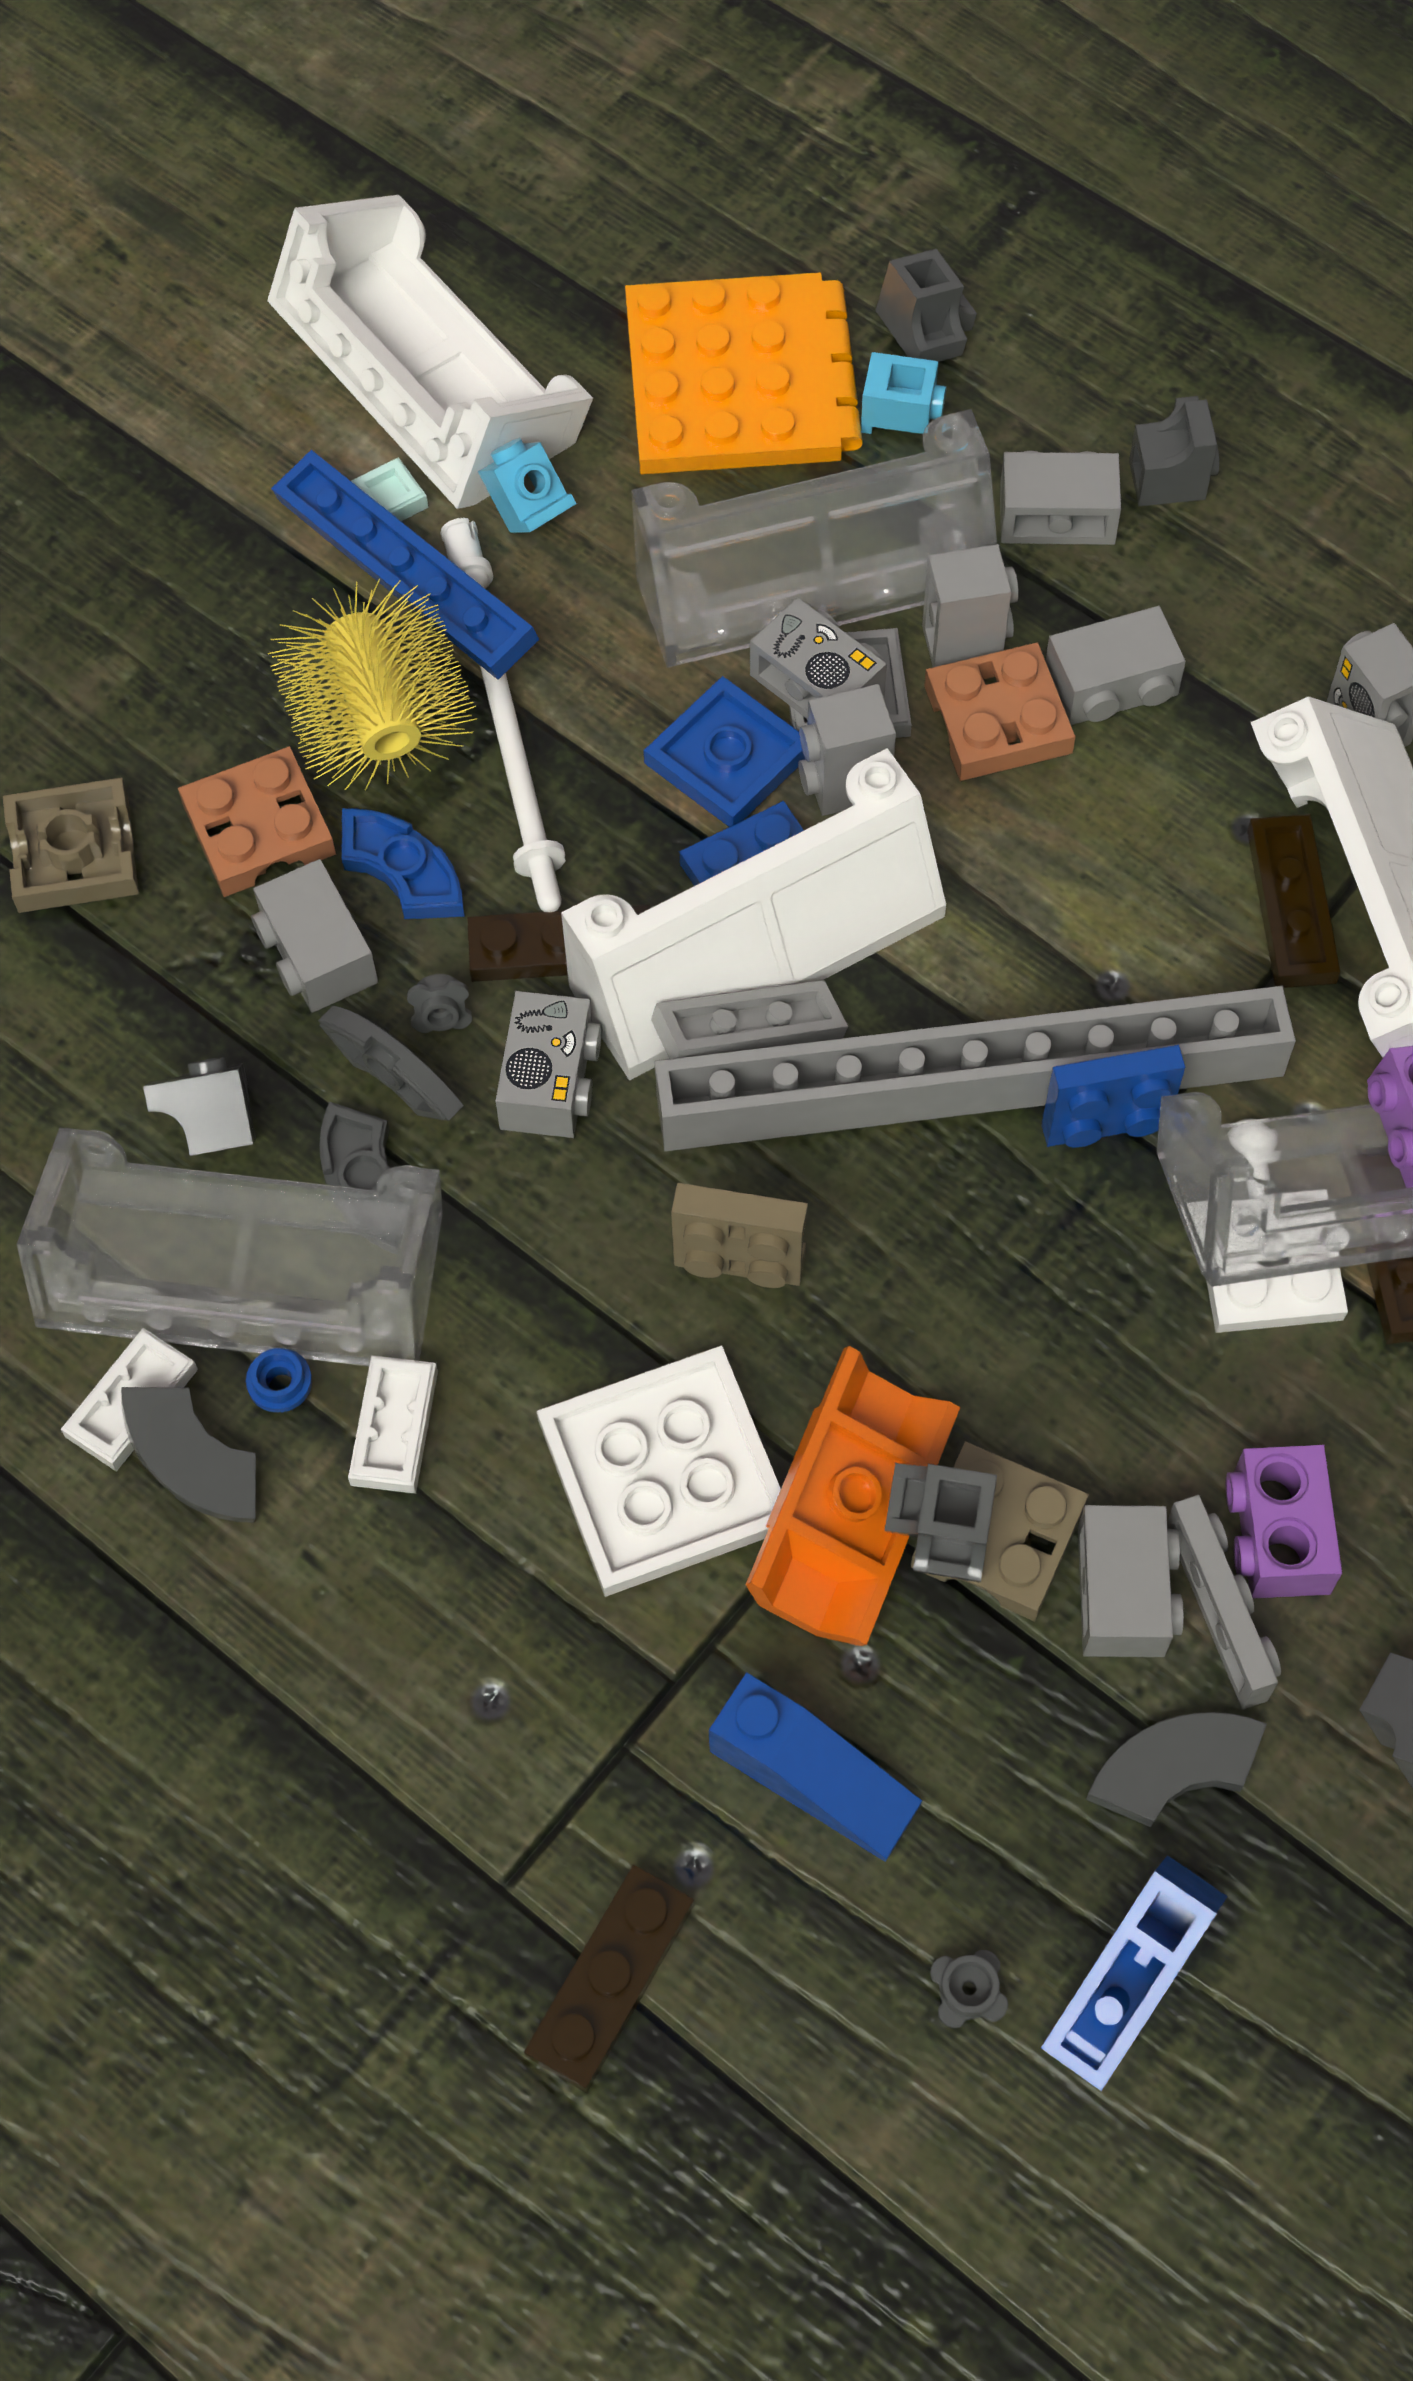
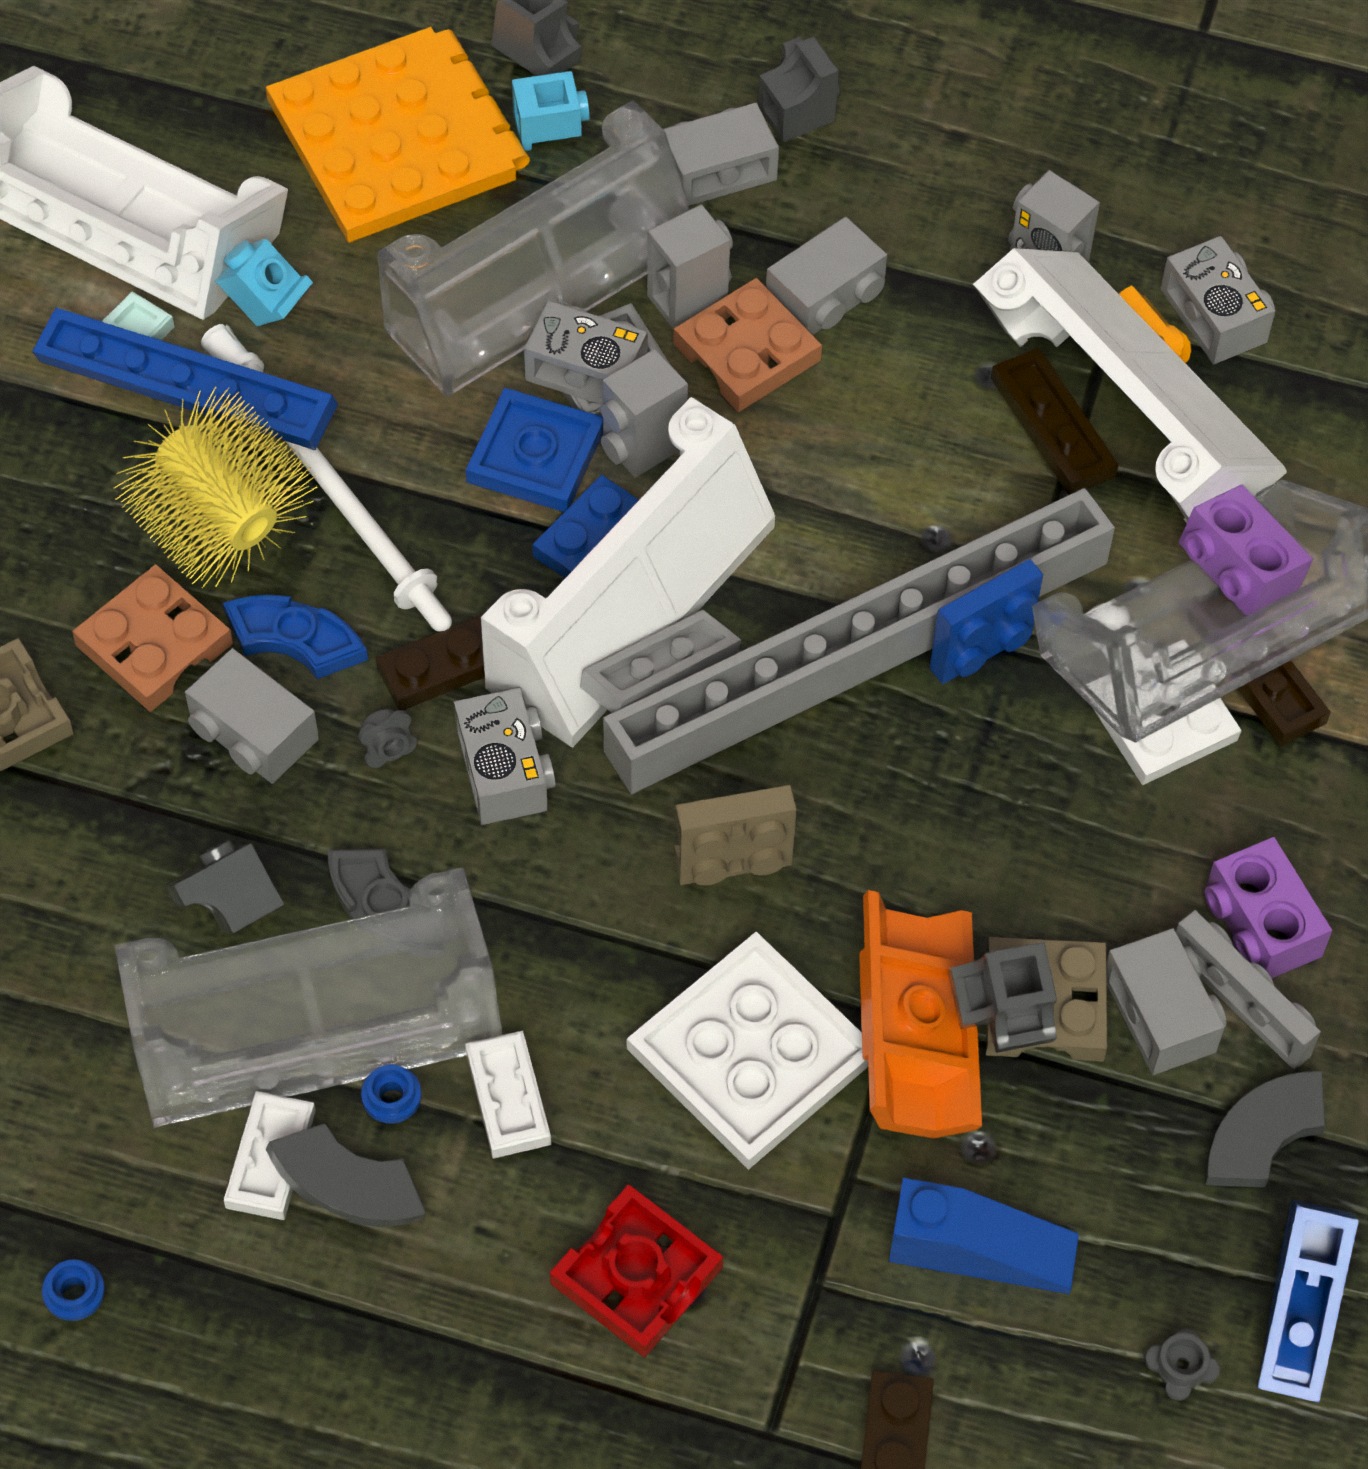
camera: 25 degrees left, 5 degrees down
(390, 1062) = (370, 797): dark grey tile -> none
(432, 1649) = (629, 1260): none -> red brick

